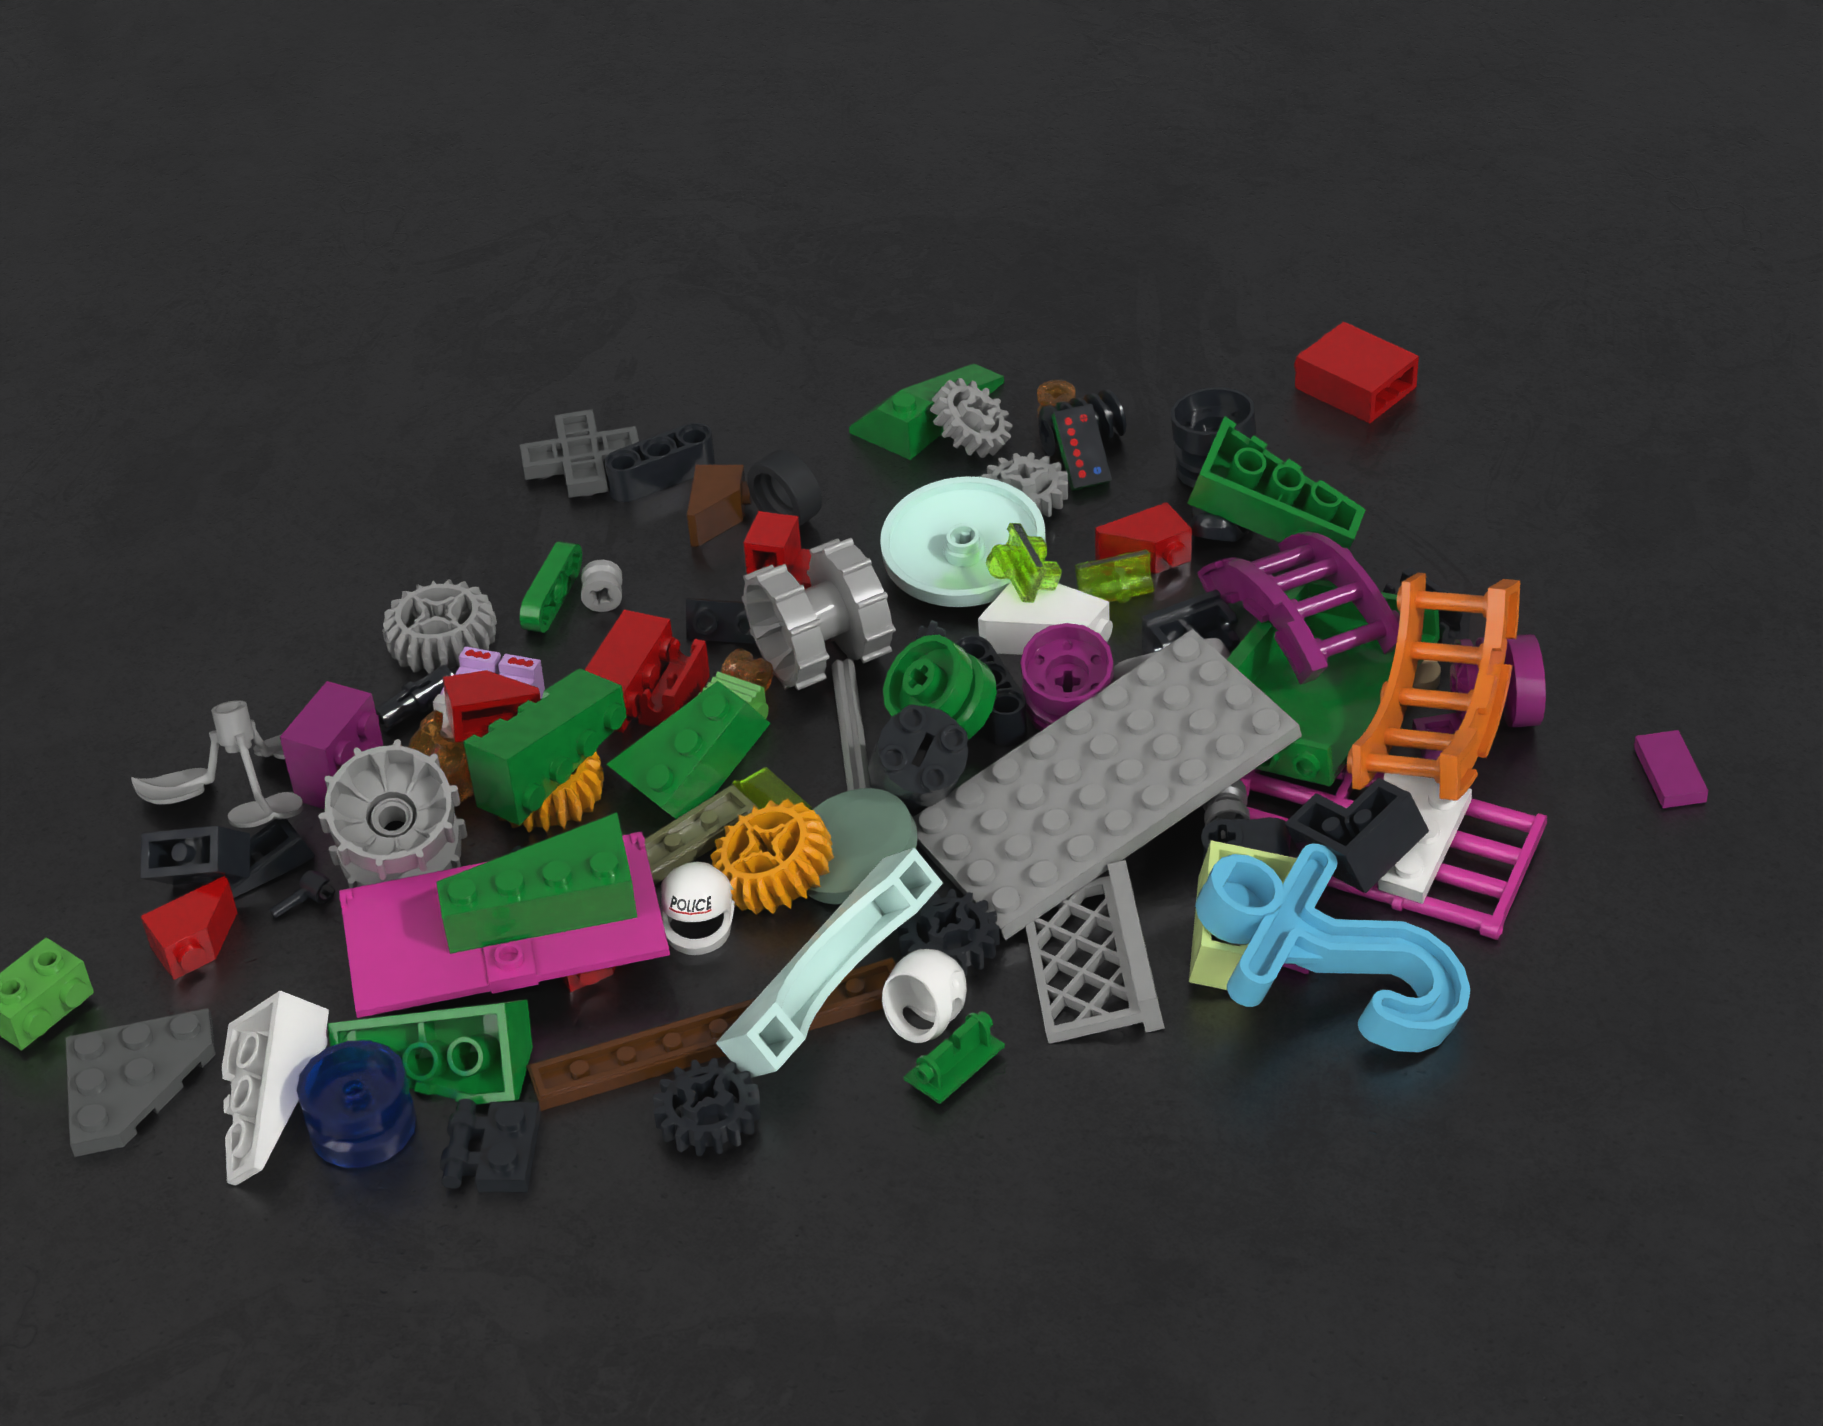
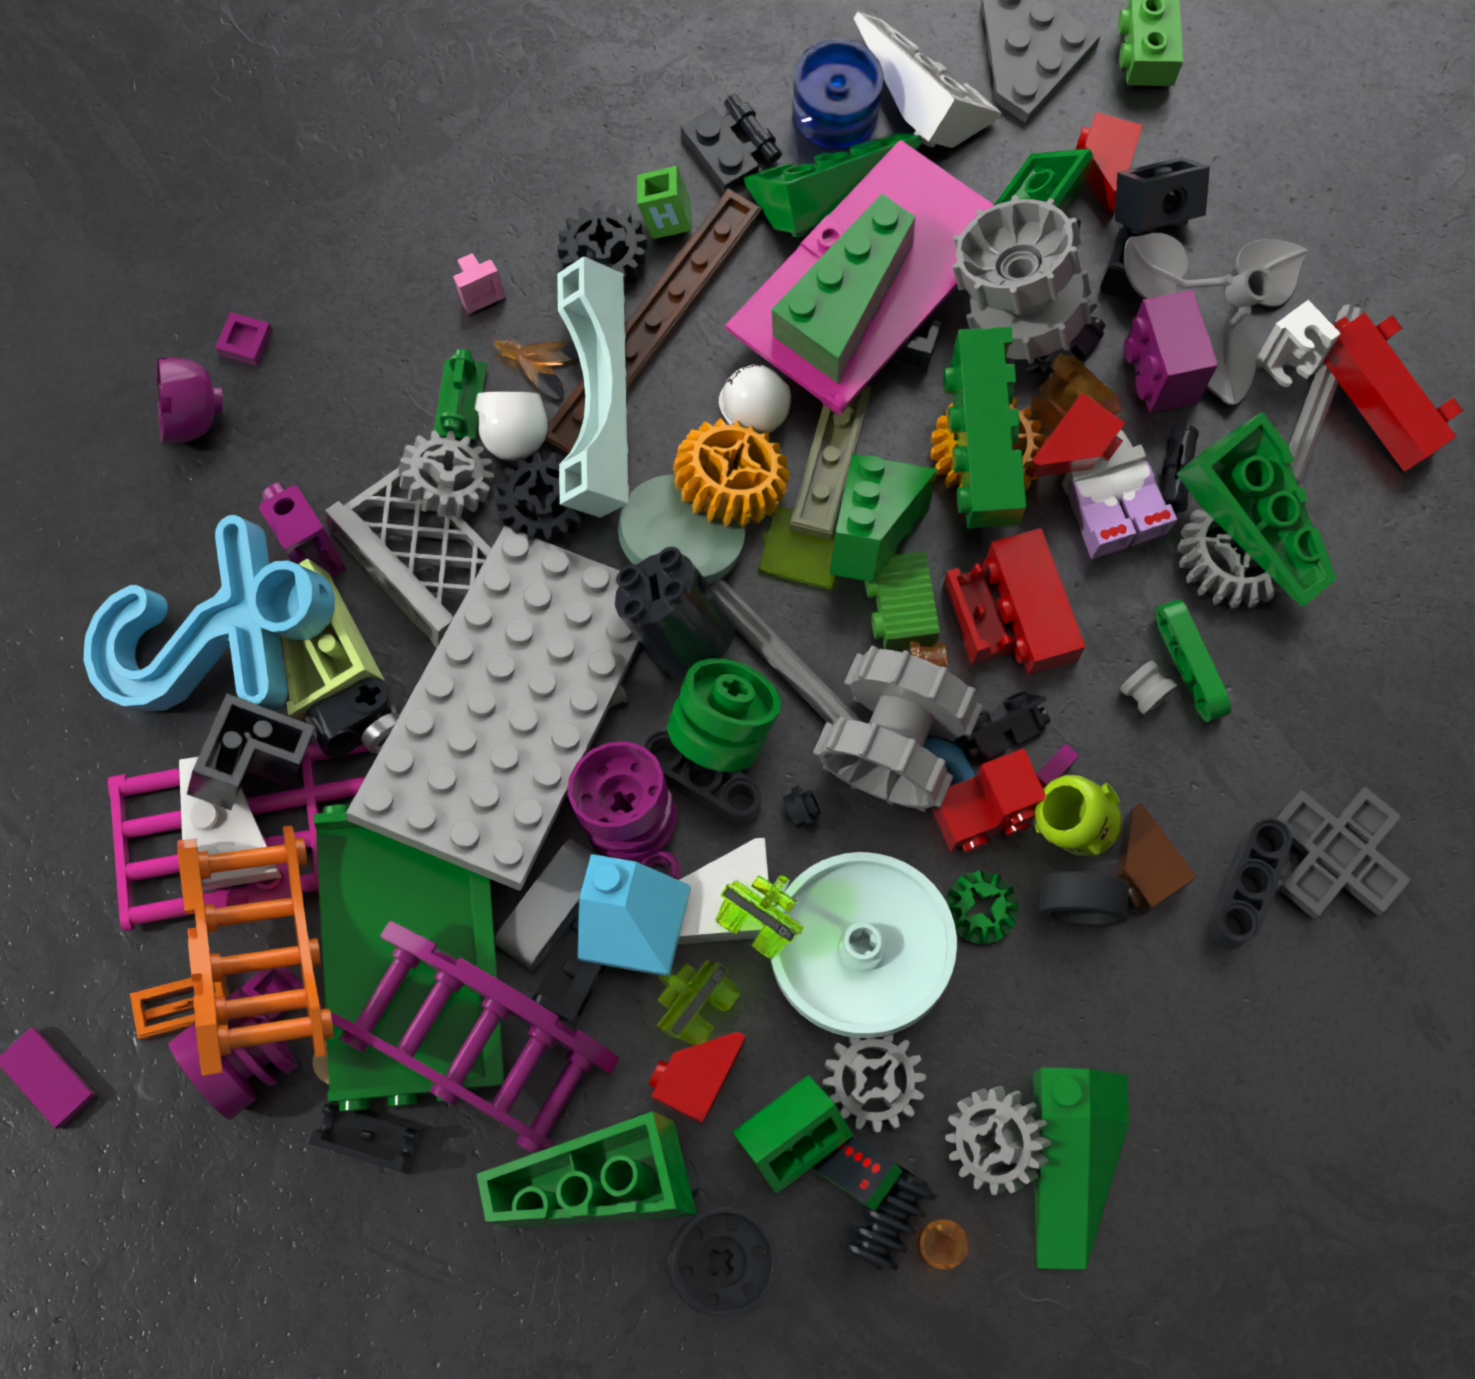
camera: 140 degrees right, 30 degrees up
(208, 651) = (1387, 391): none -> red brick
(232, 686) = (1298, 341): none -> white hinge
(251, 691) = (1315, 409): none -> light grey axle
(275, 929) = (1050, 175): none -> green slope
(402, 611) = (1255, 498): none -> green wedge
(615, 1095) = (664, 202): none -> bright green brick
(723, 574) = (1057, 765): none -> magenta tile
(734, 508) = (1079, 815): none -> lime piece
(854, 1138) = (478, 283): none -> bright pink tile
(855, 1064) = (535, 361): none -> clear orange piece
(867, 532) = (977, 927): none -> green gear
(1021, 988) = (445, 473): none -> light grey gear
(1108, 480) = (792, 1133): none -> green brick
(1123, 611) = (630, 916): none -> medium azure slope
(1124, 1231) = (244, 339): none -> magenta tile
(1193, 1011) = (295, 524): none -> magenta torso
(1228, 1176) = (185, 399): none -> magenta cylinder
(1528, 763) = (141, 1016): none -> orange tile

